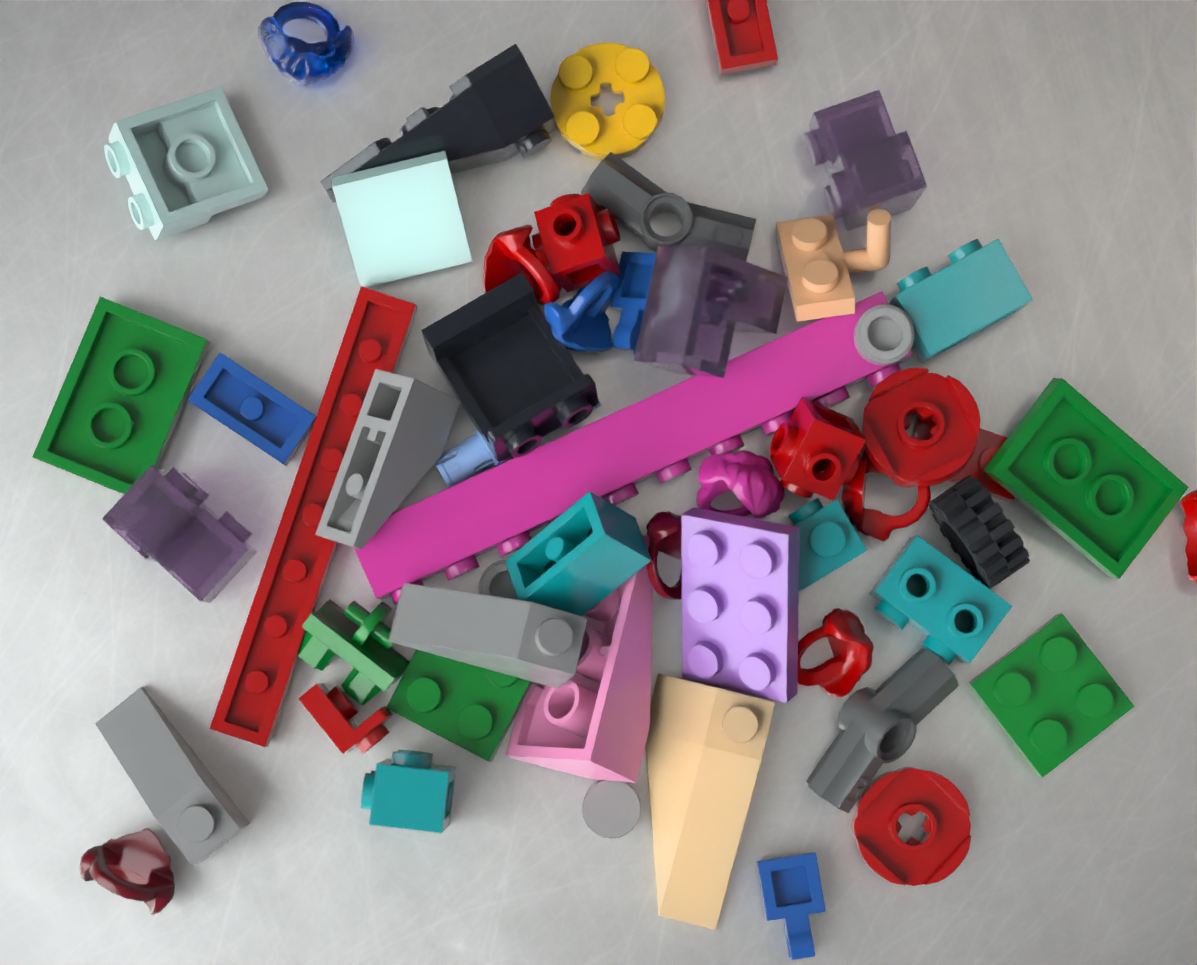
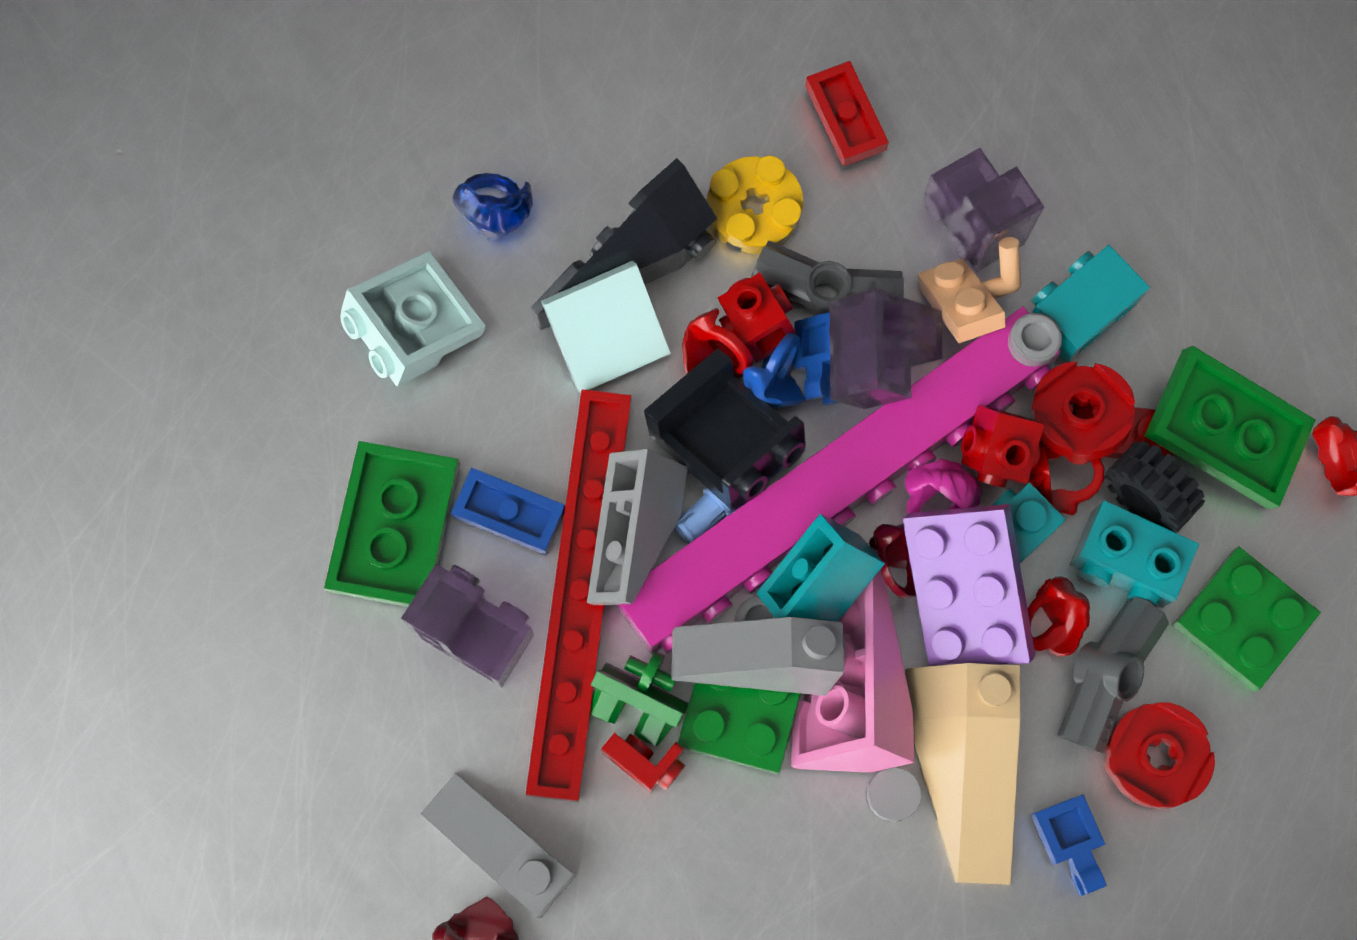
camera: 15 degrees left, 10 degrees down
(409, 792) = (718, 810): teal brick -> none

